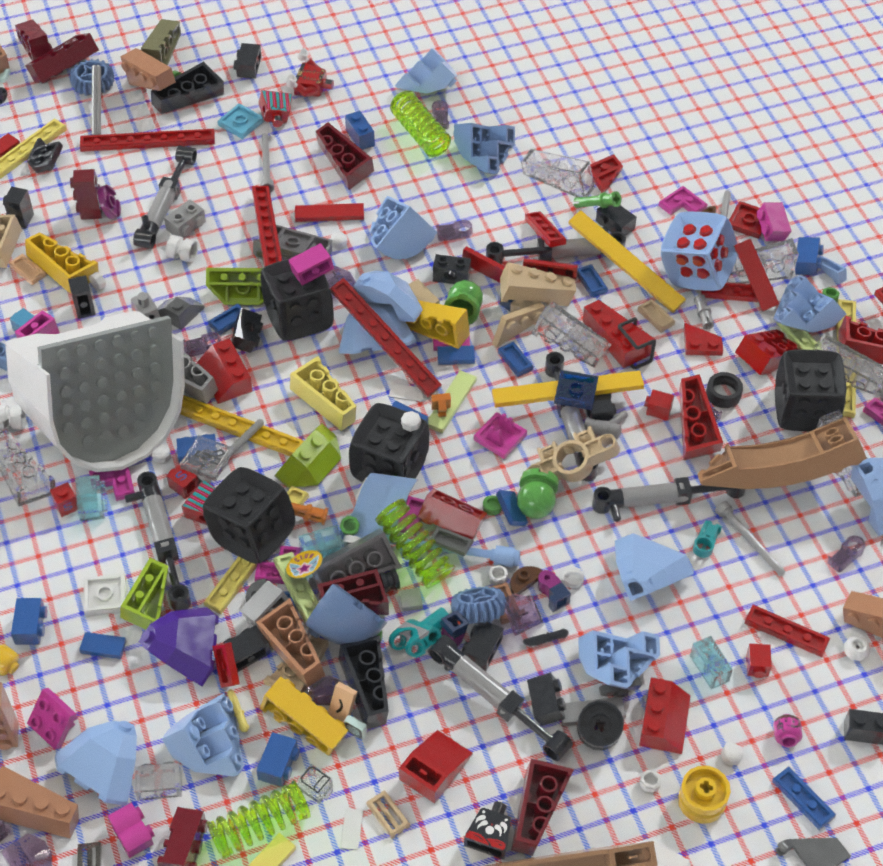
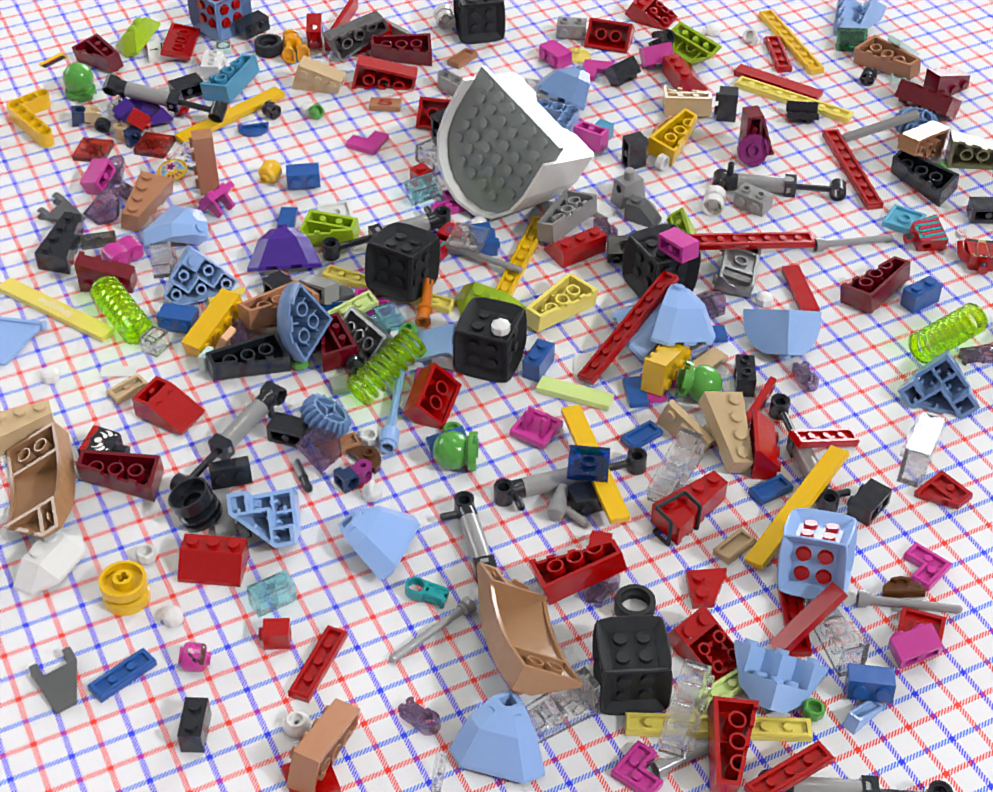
camera: 85 degrees right, 10 degrees down
(226, 665) = (256, 279): red tile -> none
(304, 564) = (359, 303): sticker -> none
(418, 633) = (295, 383): teal connector -> none
(440, 403) = (559, 377): orange tile -> none
(451, 541) = (396, 396): dark grey tile -> none
(452, 629) = (296, 396): dark blue leg -> none
(592, 448) = (504, 468): tan piece -> none
(602, 200) = (884, 476): bright green pin -> none
(704, 311) = (750, 586): light grey pin -> none

